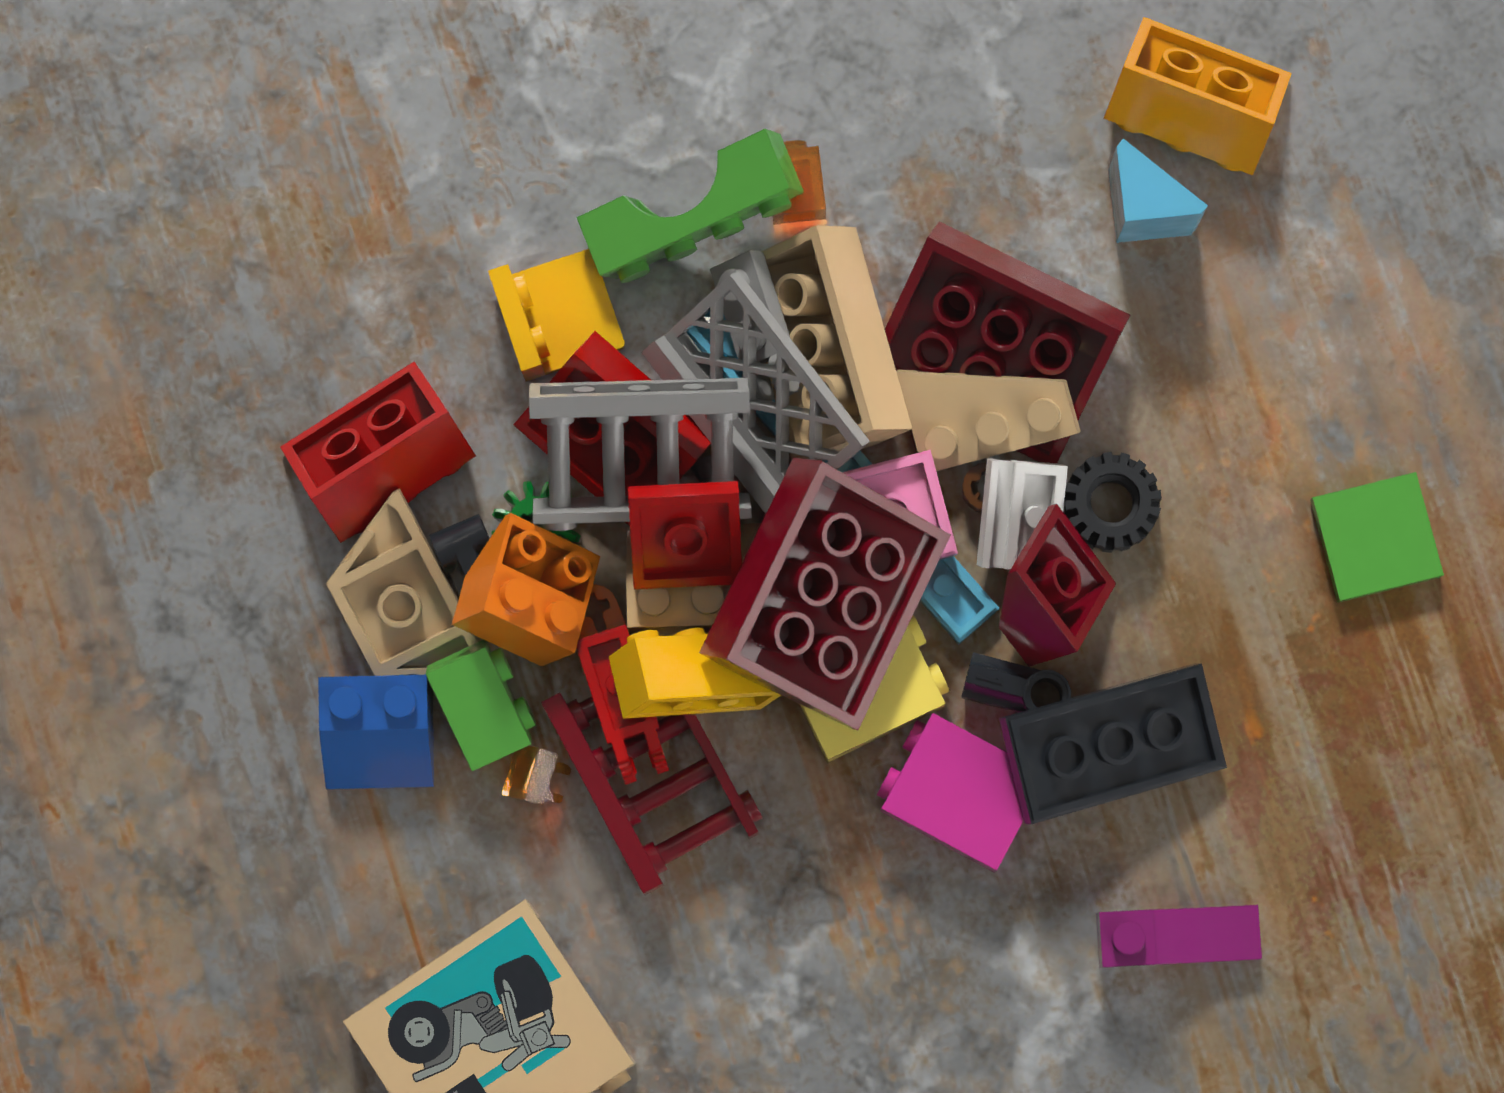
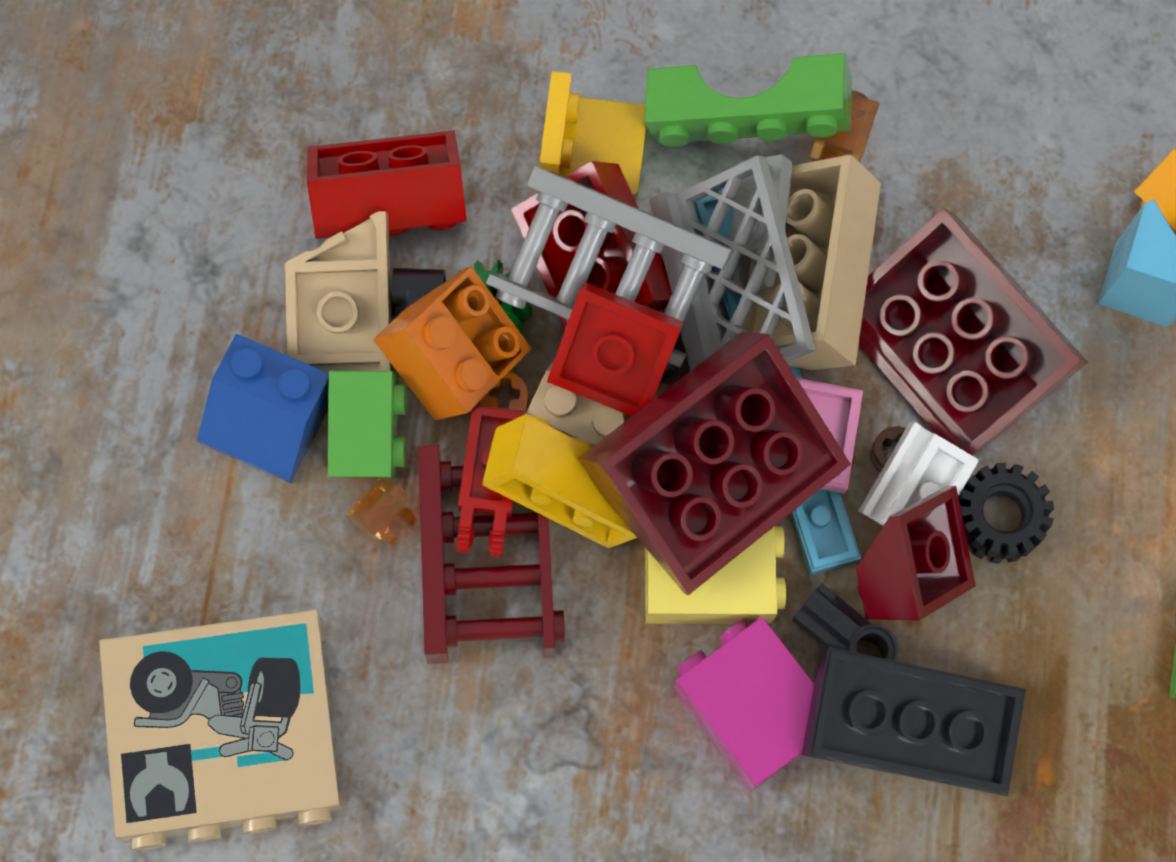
camera: 15 degrees right, 10 degrees down
(984, 416) = (924, 385): tan wing -> none

